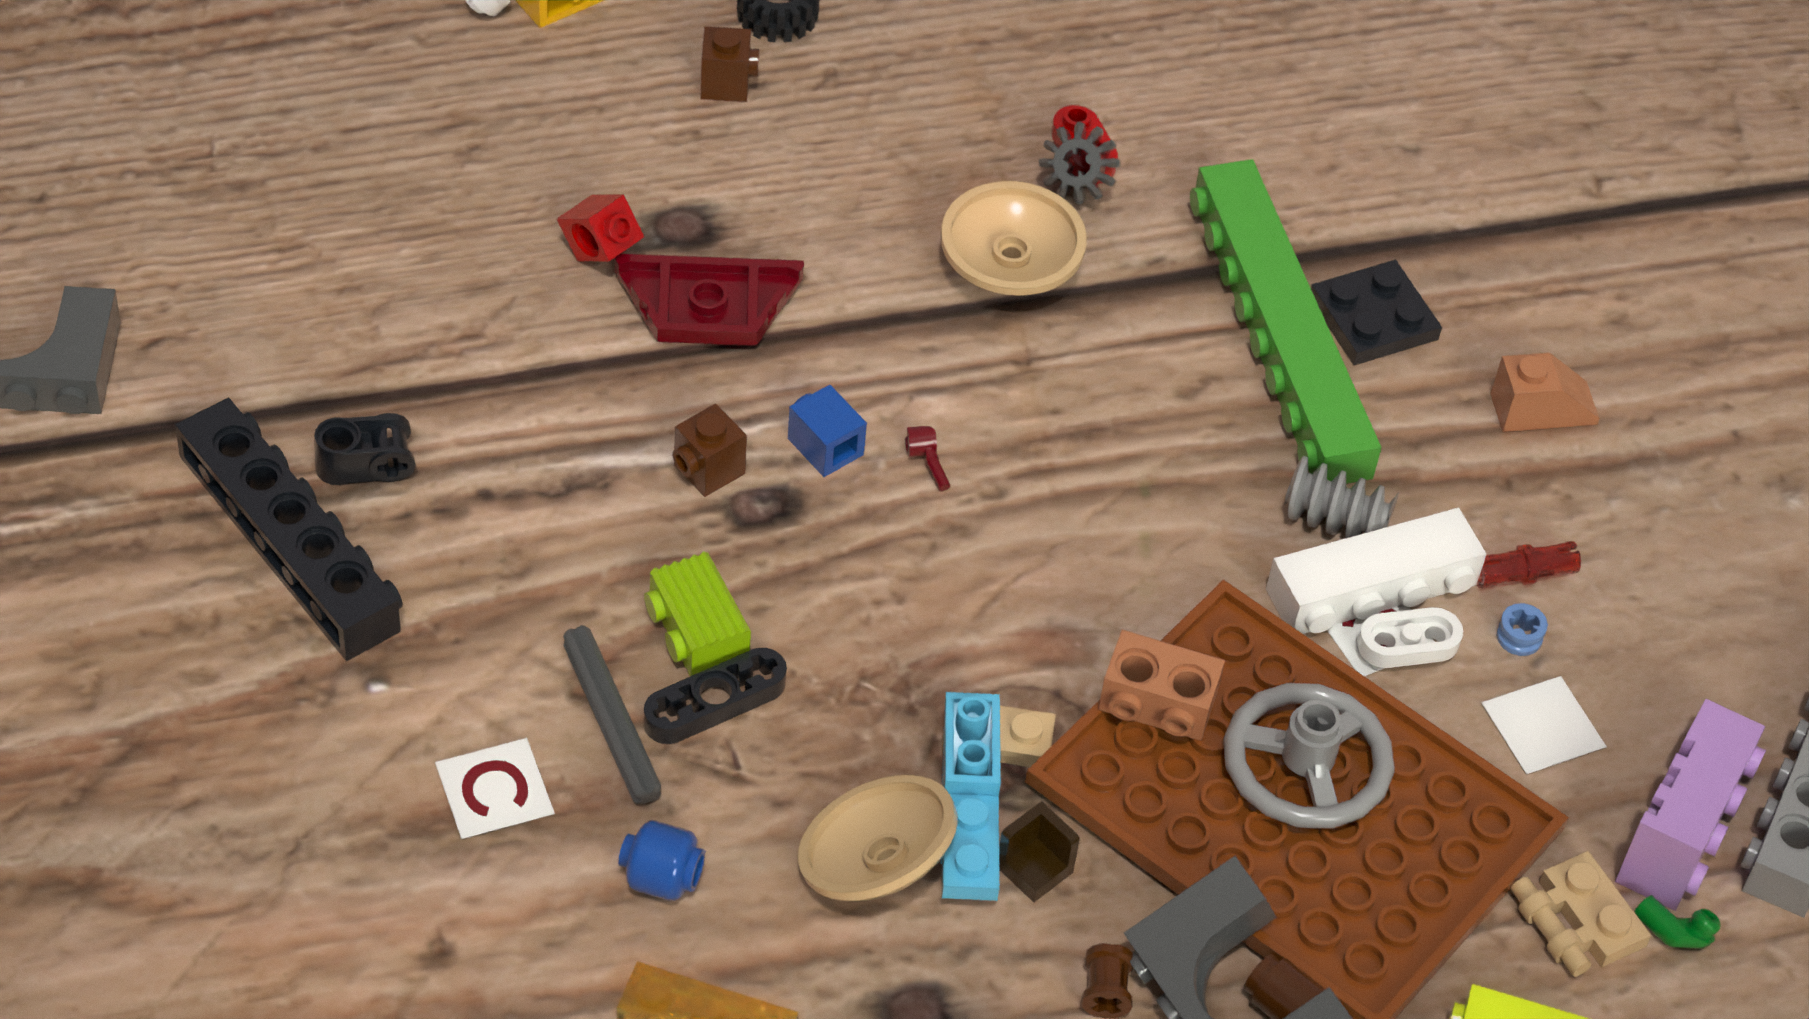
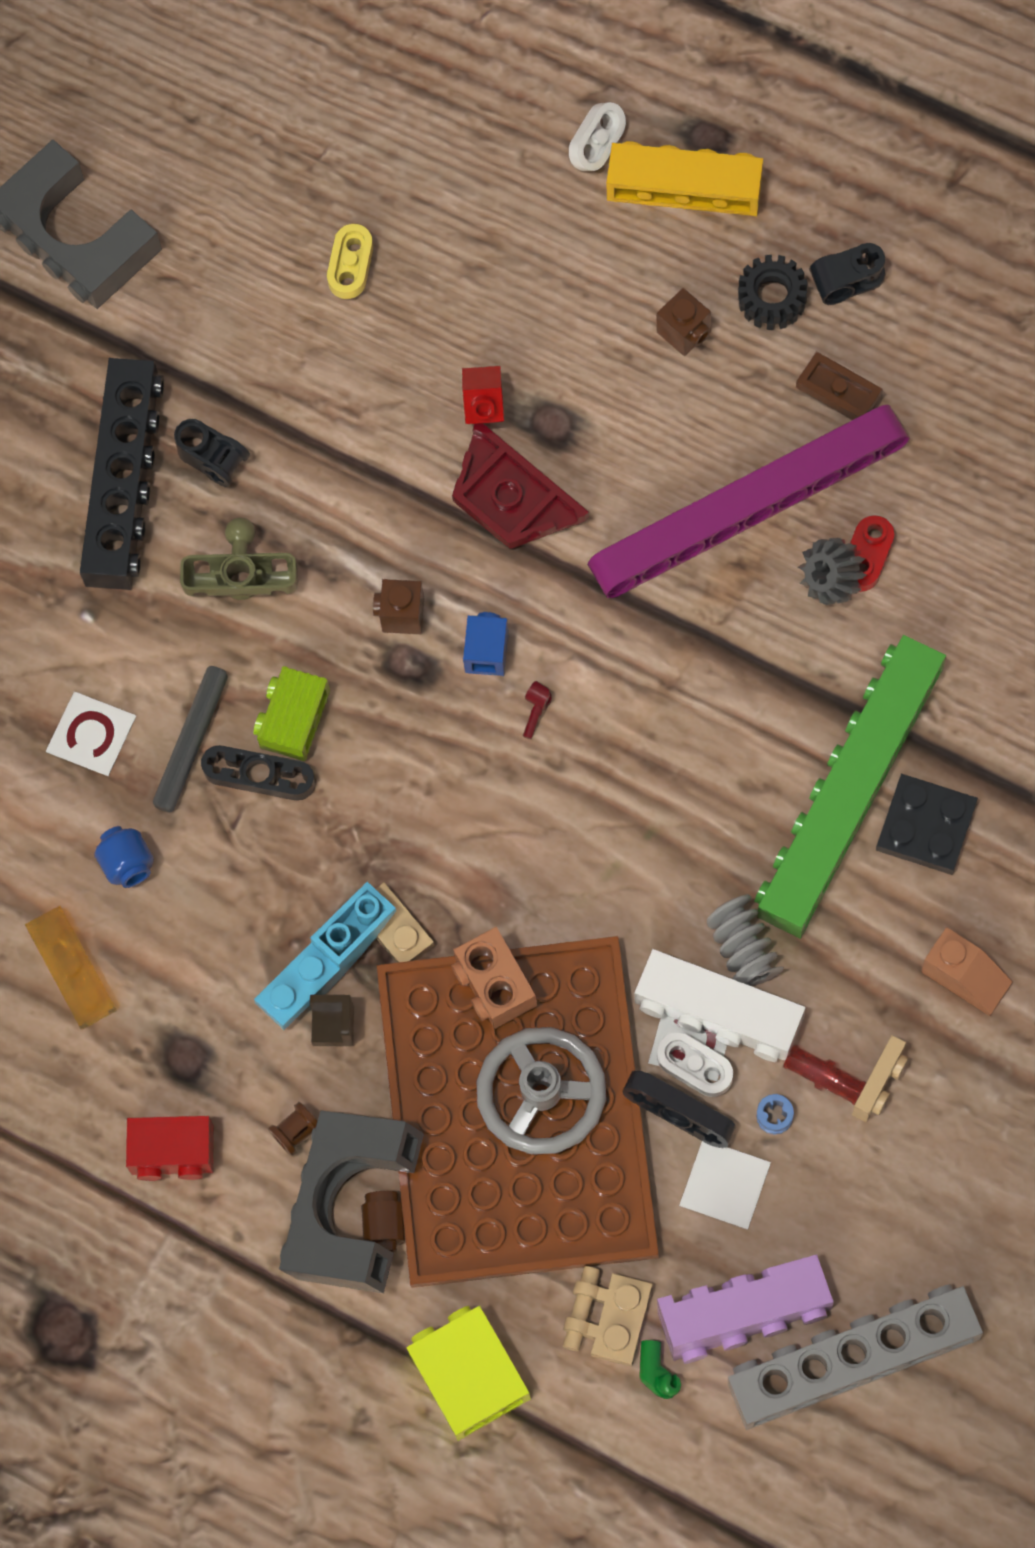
camera: 55 degrees right, 20 degrees up
(348, 216) = (349, 263): none -> light yellow plate
(508, 530) = (261, 578): none -> olive piece
(878, 838) = (245, 940): tan dish -> none
(919, 35) = (838, 387): none -> reddish brown plate
(936, 171) = (748, 501): none -> magenta beam
(1013, 238) = (735, 574): tan dish -> none
(1413, 676) = (679, 1109): none -> black beam
(1573, 520) = (873, 1094): none -> tan plate

